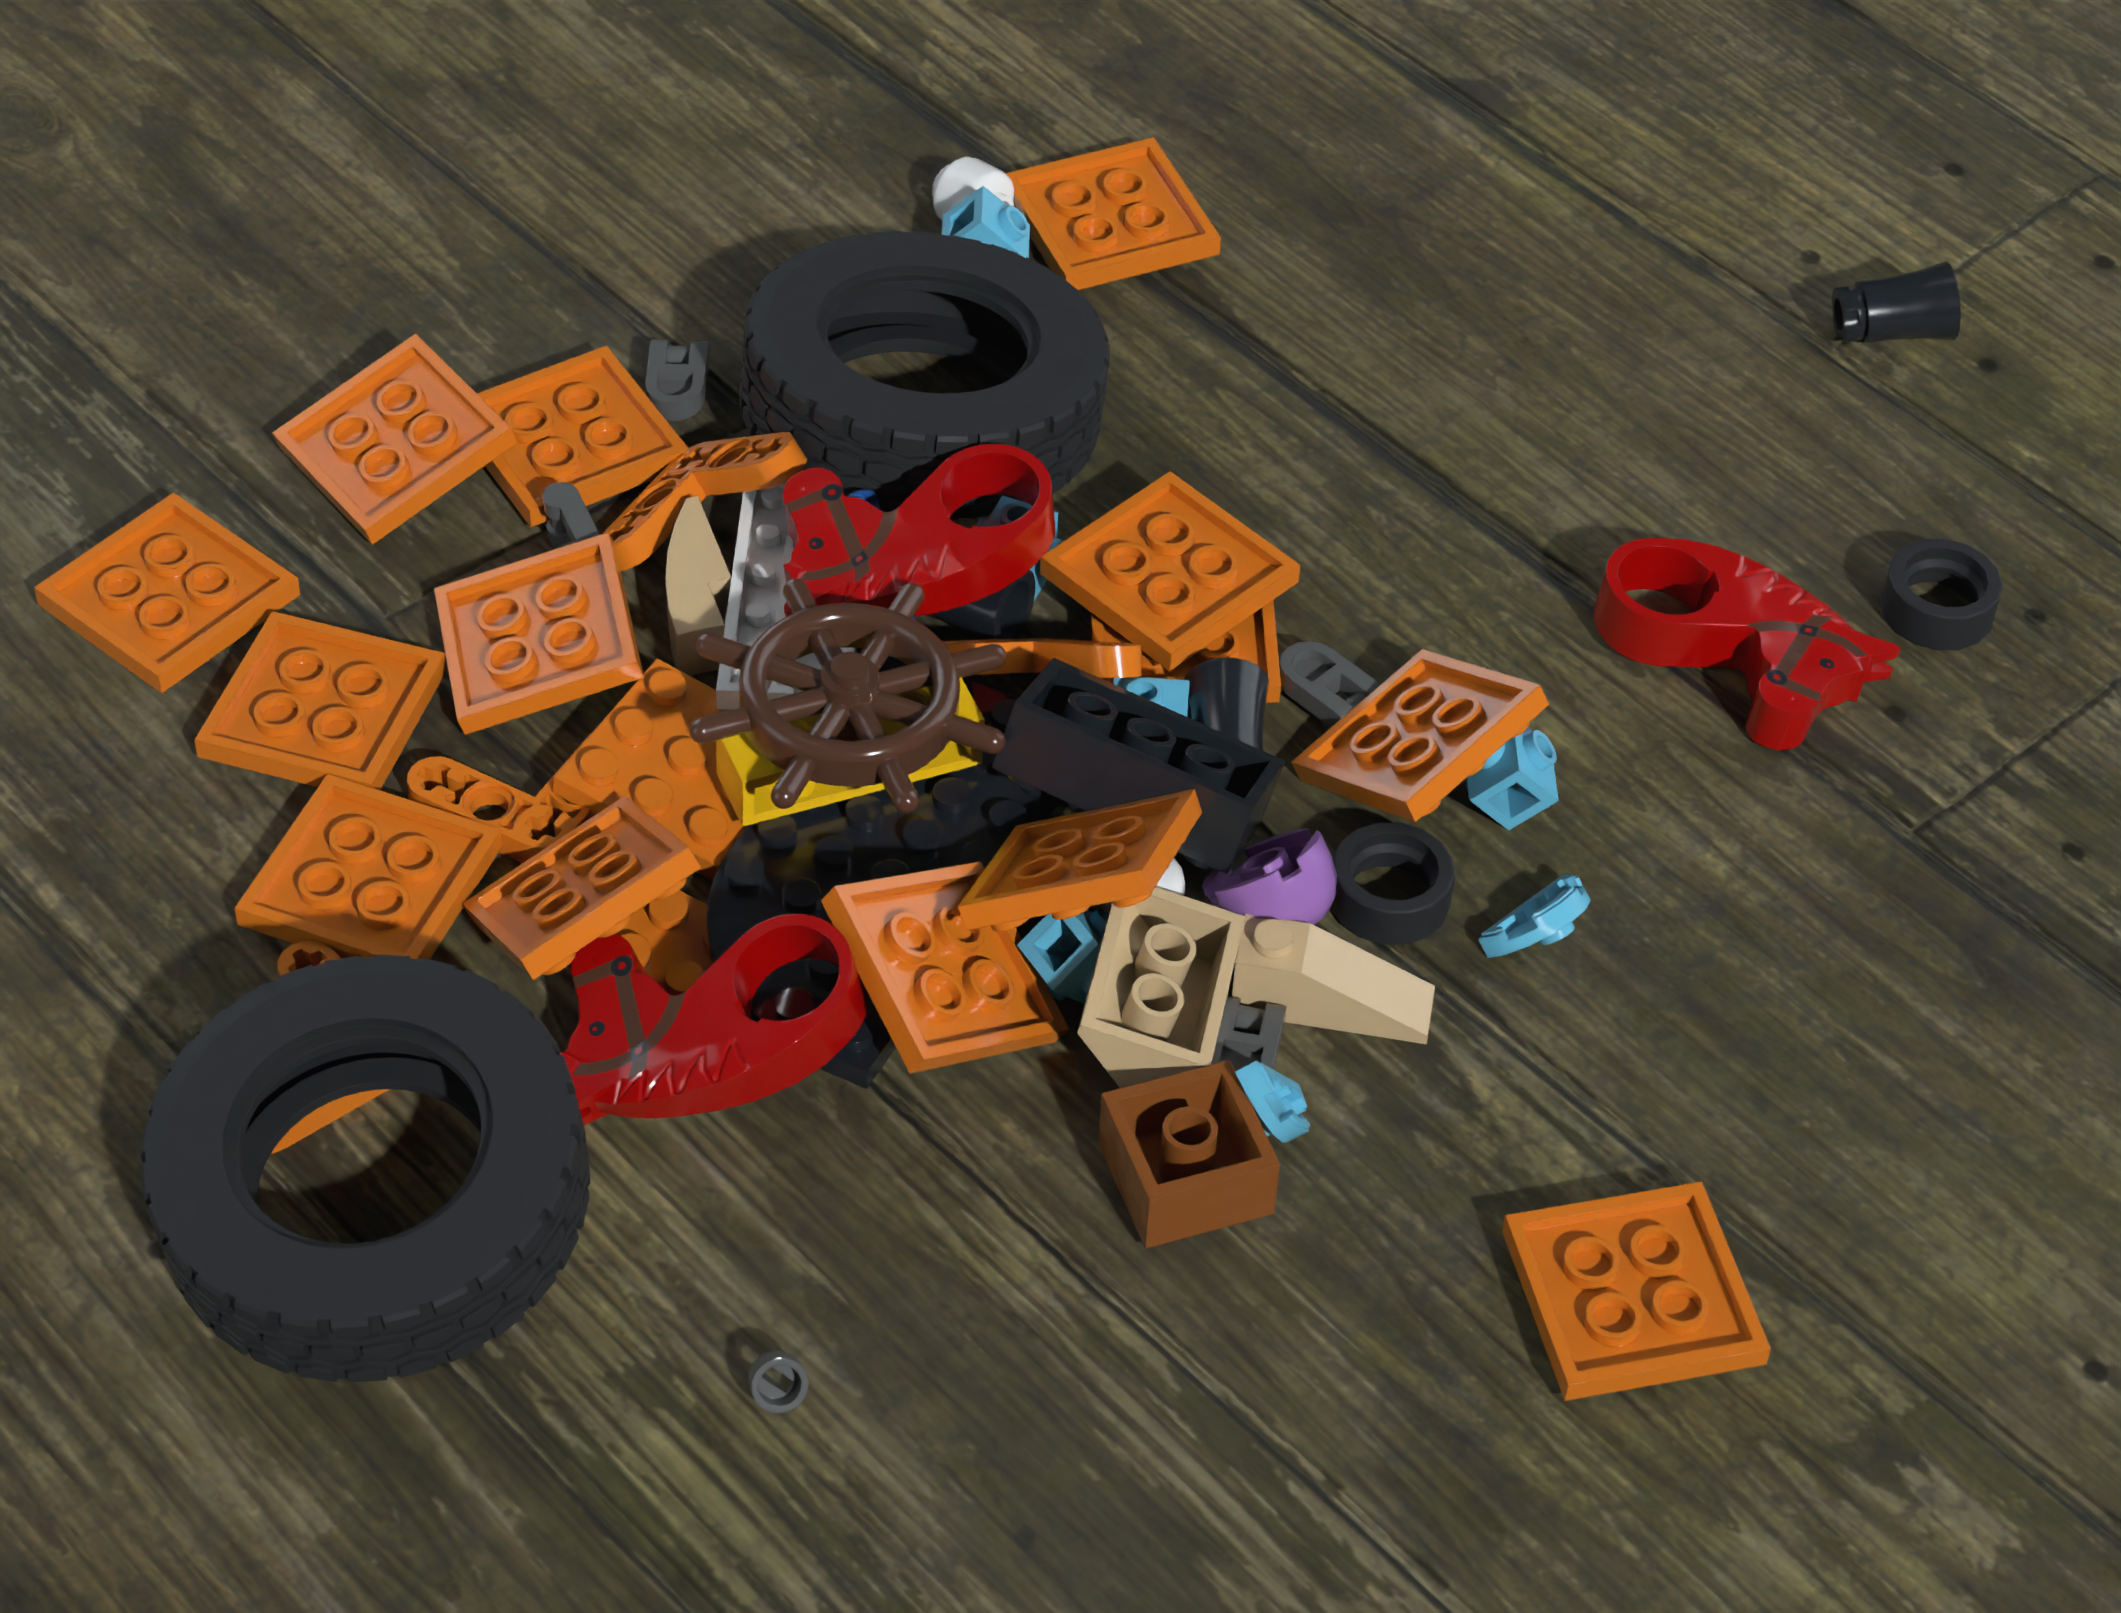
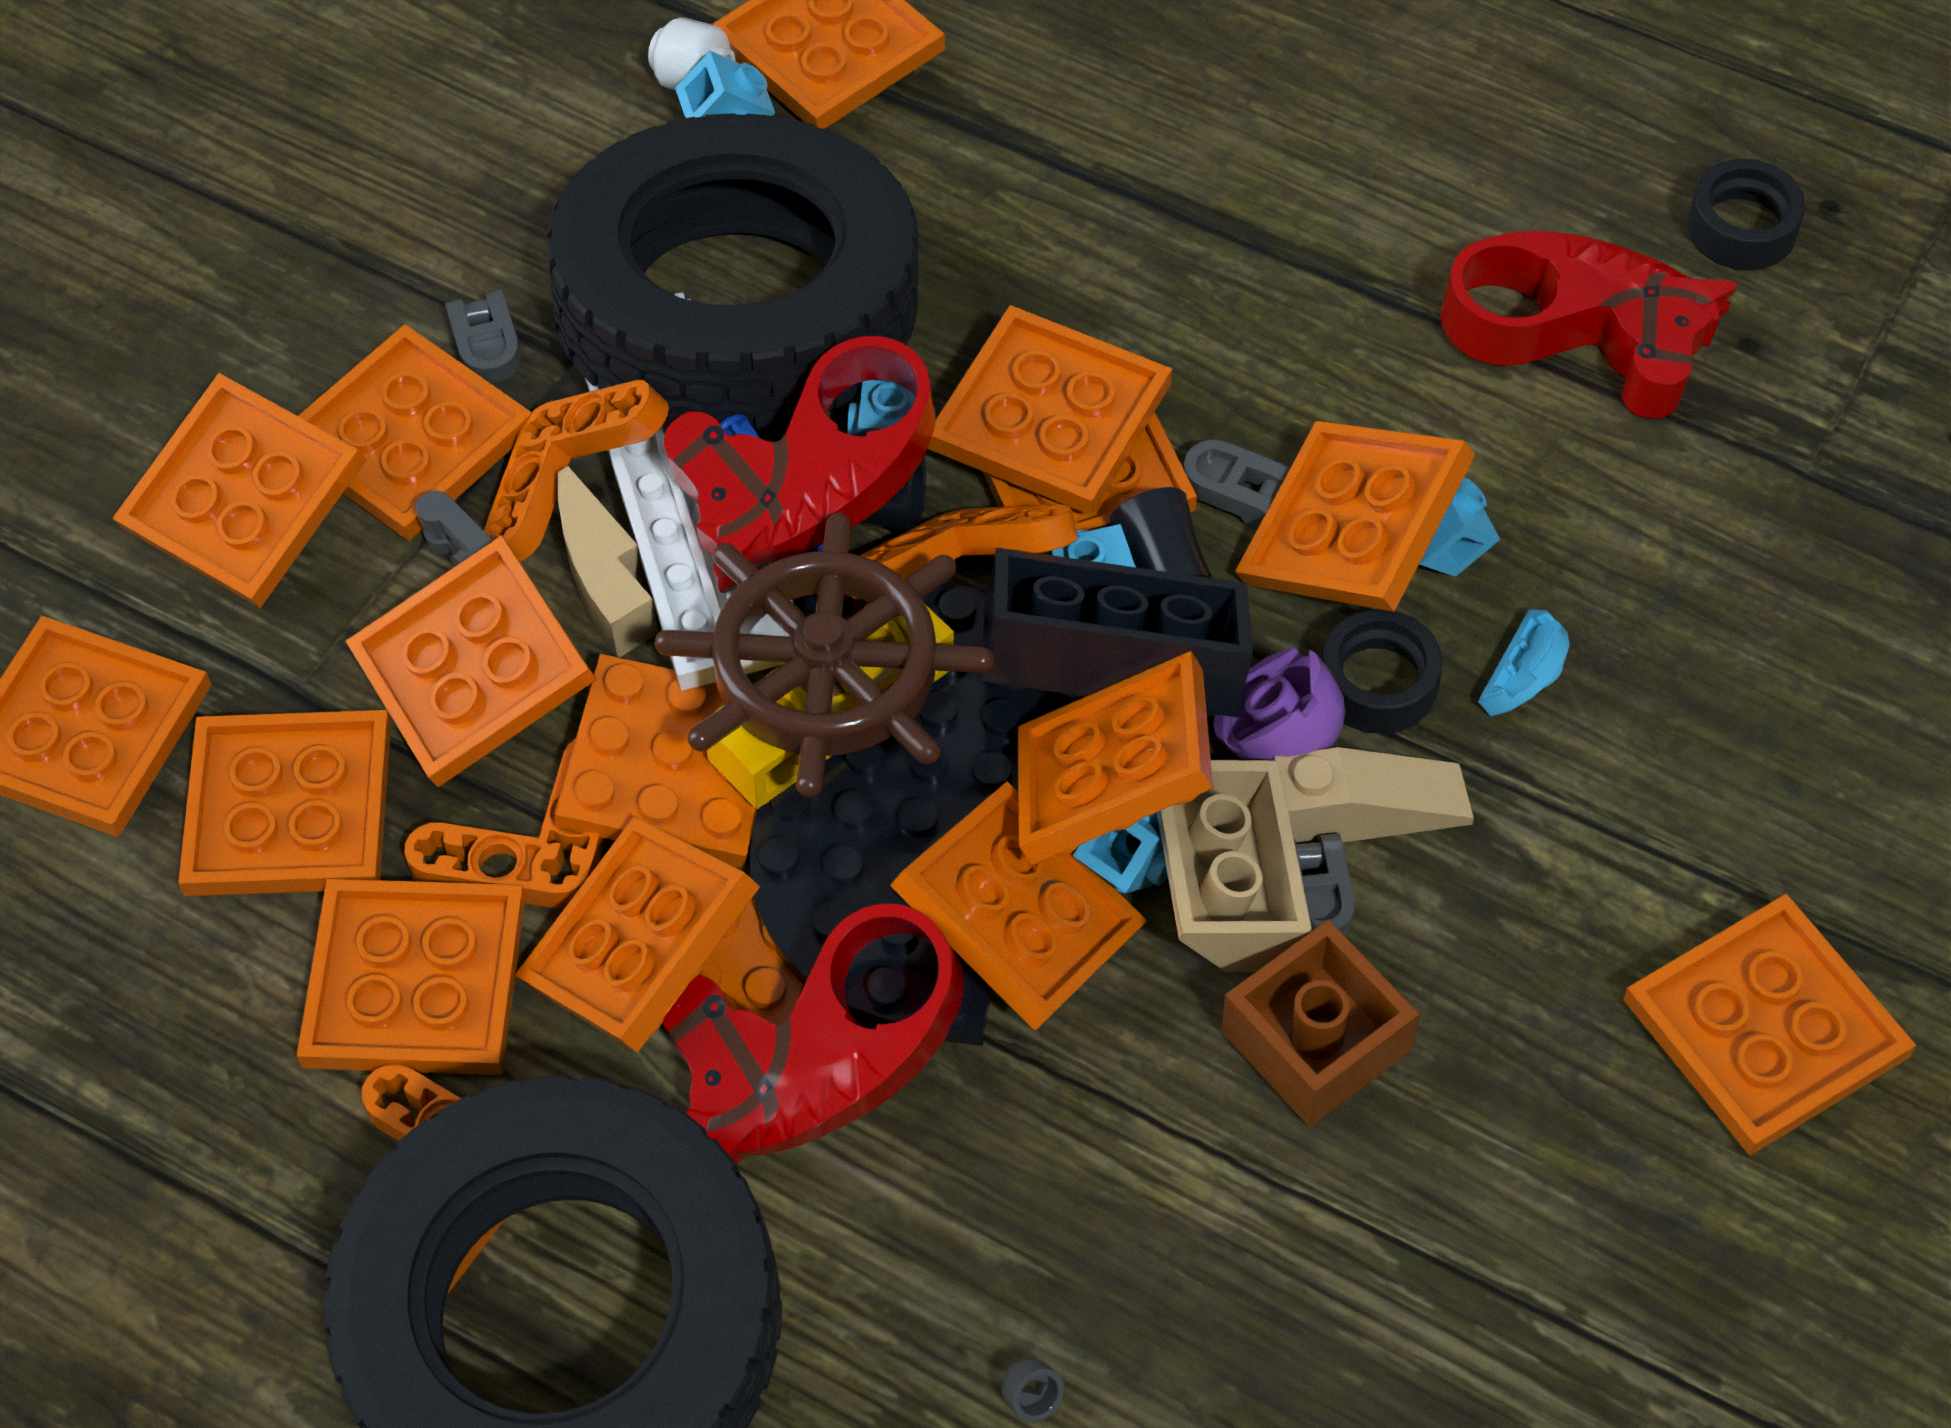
camera: 15 degrees left, 10 degrees up
(1275, 1101) = (1371, 939): medium azure plate -> none

